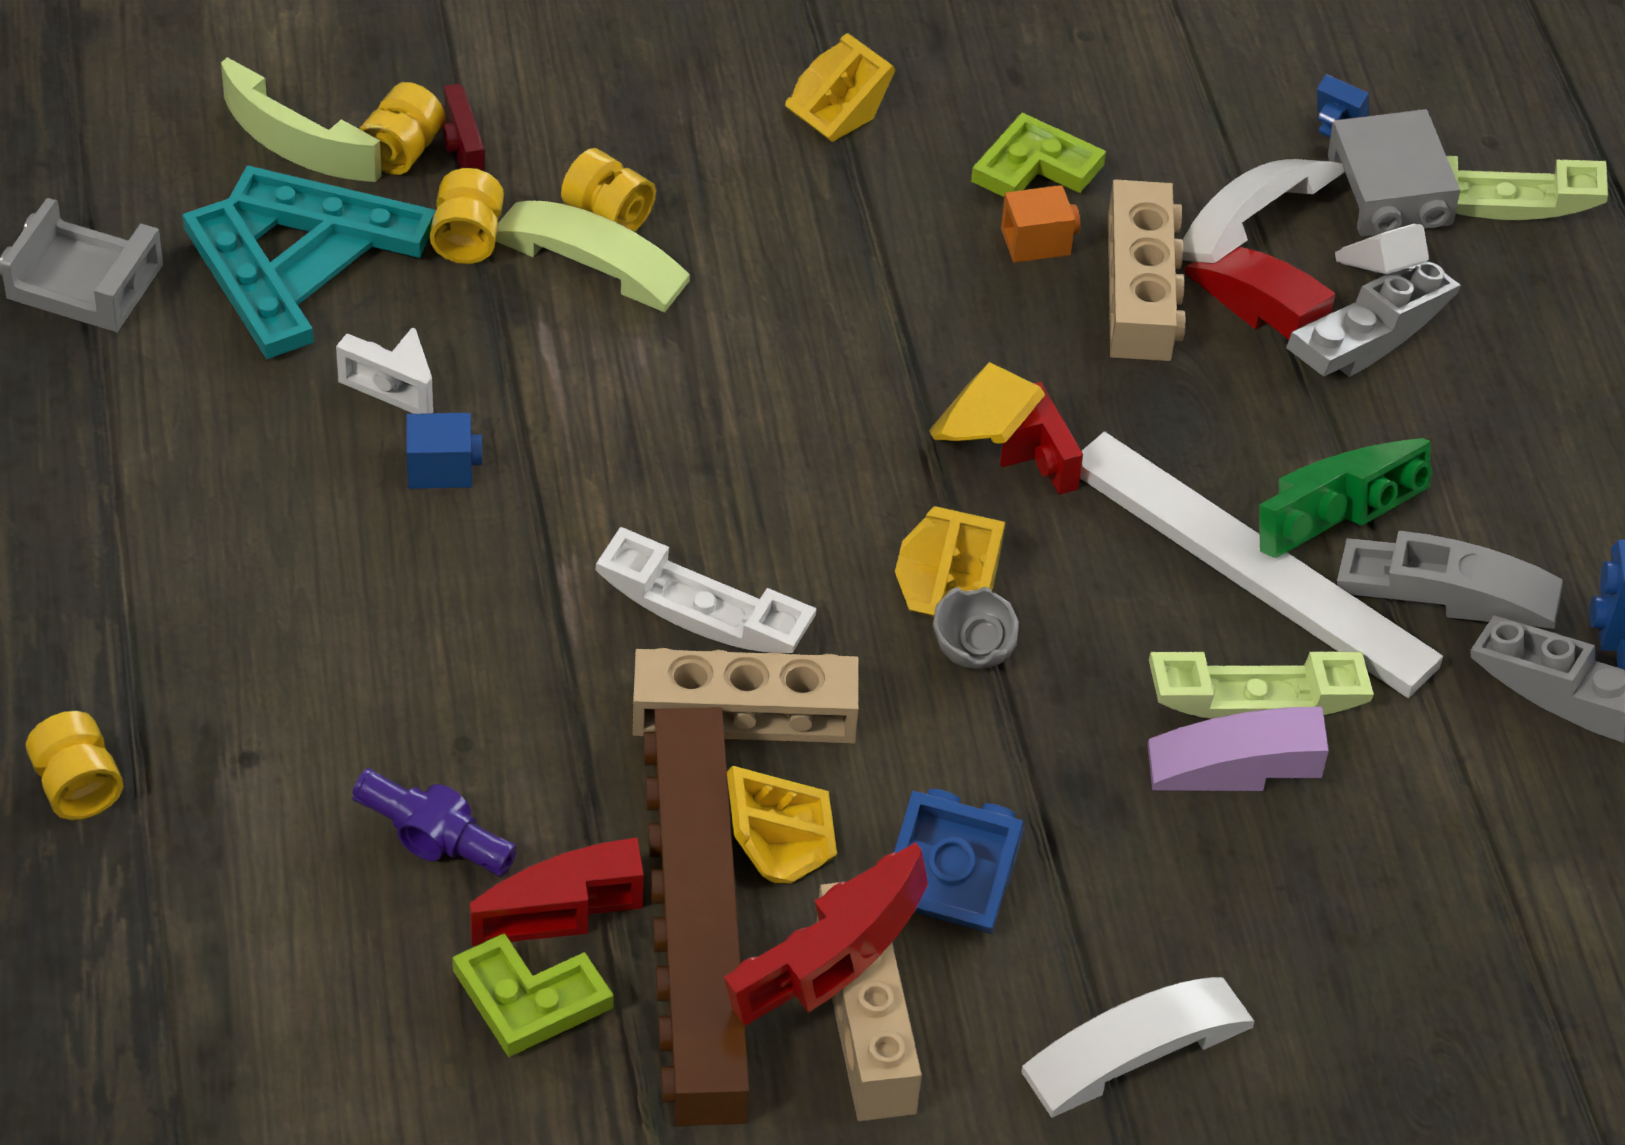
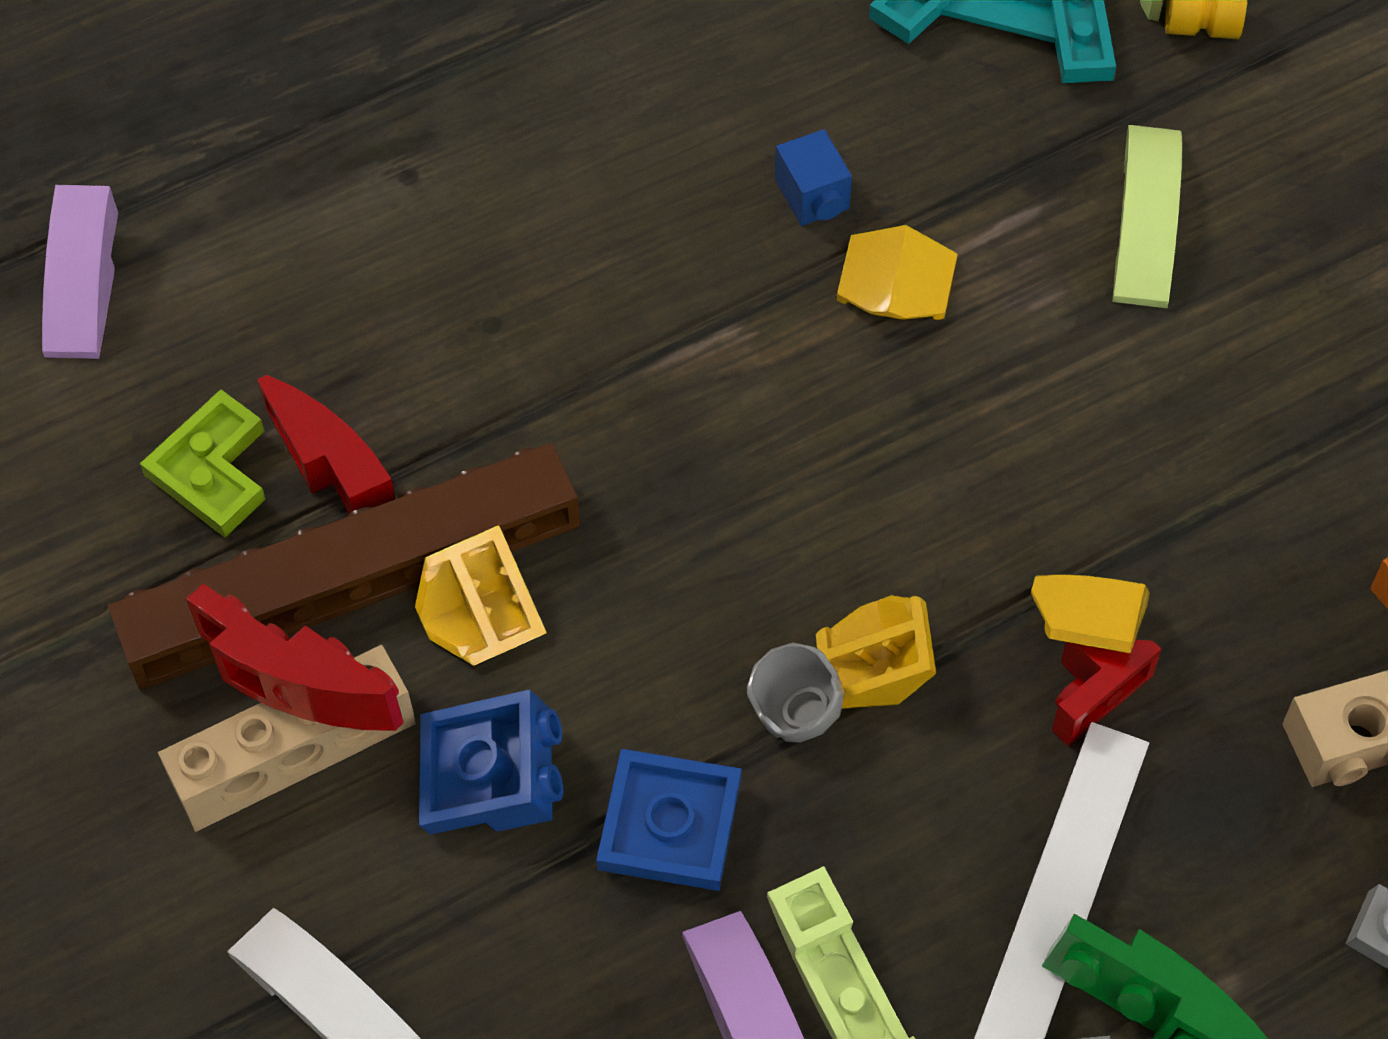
camera: 75 degrees right, 10 degrees up
(74, 765) = (326, 52): yellow wheel -> none
(237, 1045) = (78, 271): none -> lavender slope
(393, 376) = (897, 115): white slope -> none
(434, 822) = (372, 327): dark purple pin -> none
(461, 130) = (1233, 55): dark red plate -> none
(466, 216) = (1113, 93): yellow wheel -> none
(567, 438) = (897, 274): none -> yellow slope
(607, 189) = (1222, 191): yellow wheel -> none
(701, 604) = (734, 444): white slope -> none
(759, 693) = (642, 599): tan brick -> none
(1052, 755) = (669, 819): none -> blue plate

